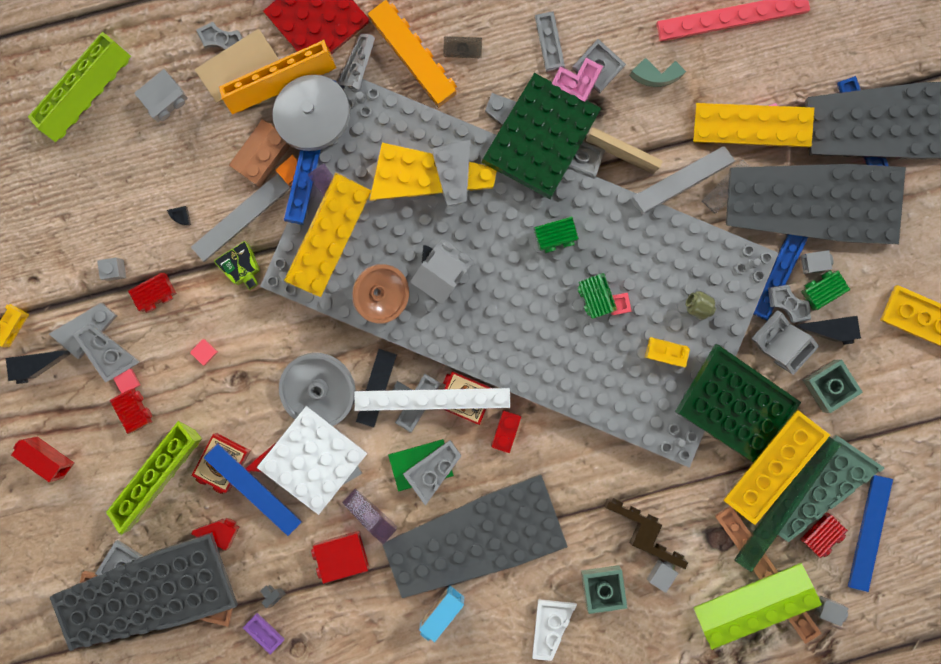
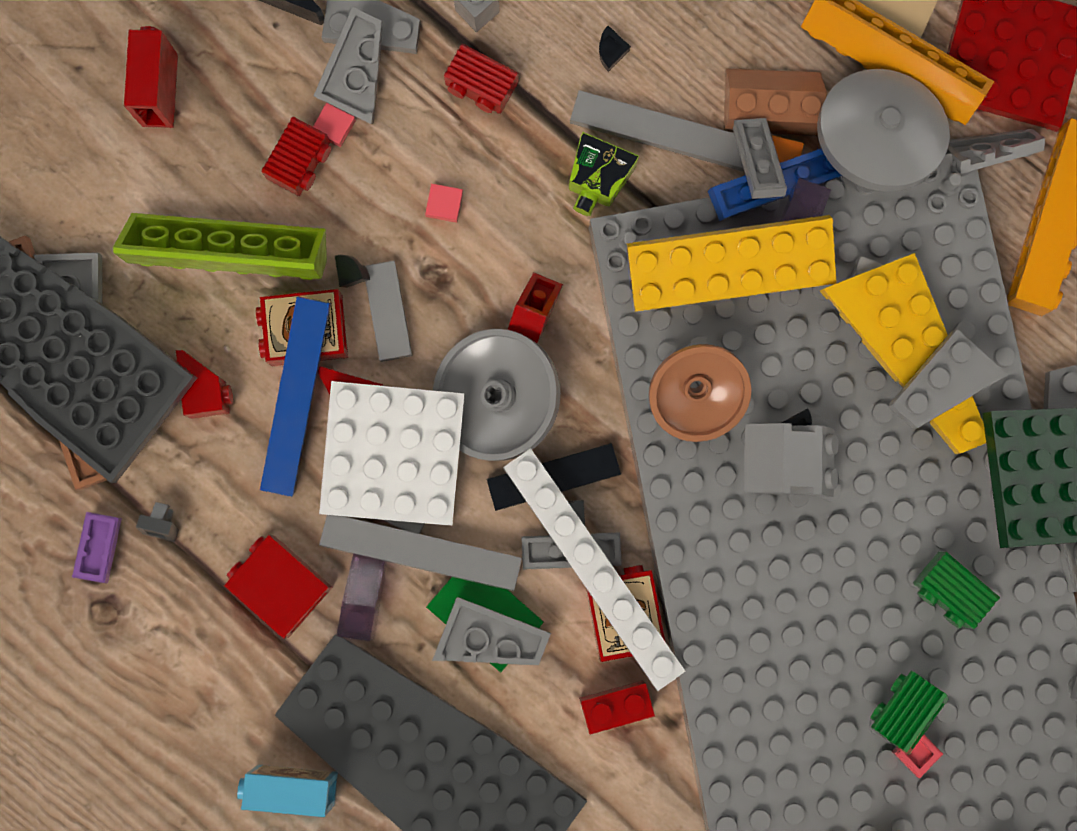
camera: 50 degrees right, 5 degrees down
(207, 421) = (350, 271): none -> black tile
(240, 415) = (387, 312): none -> light grey tile
(285, 184) = (759, 158): none -> light grey tile
(286, 342) = (535, 307): none -> red slope
(369, 477) = (420, 552): none -> light grey tile

